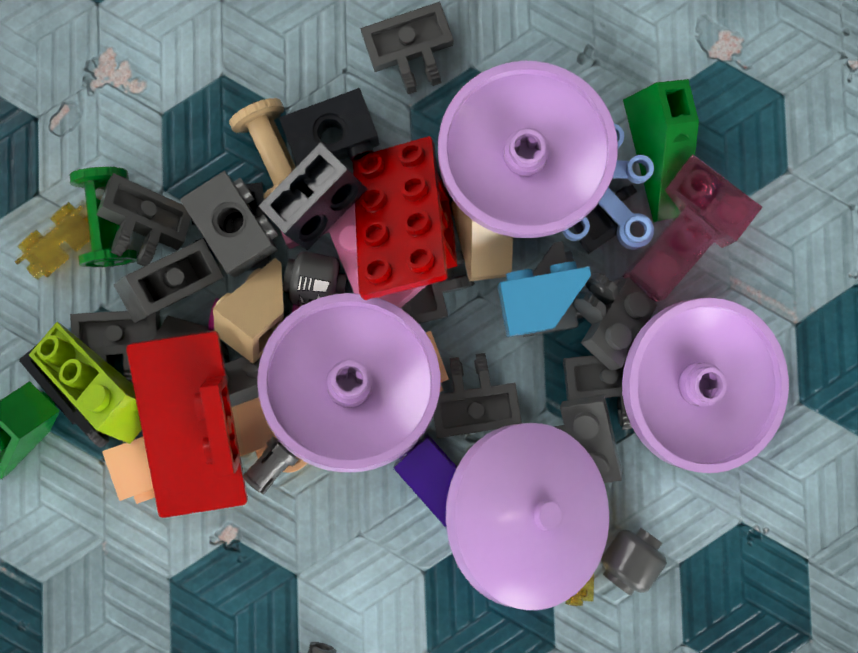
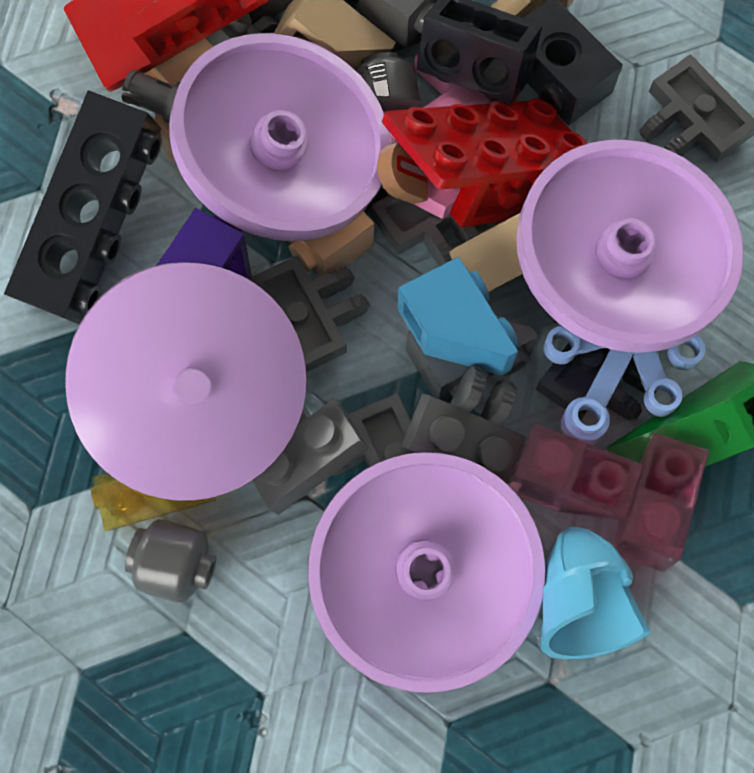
camera: 65 degrees right, 15 degrees down
(389, 596) = (99, 129): none -> black brick
(407, 302) = (401, 175): none -> medium nougat tile
(753, 278) = (588, 598): none -> medium azure helmet

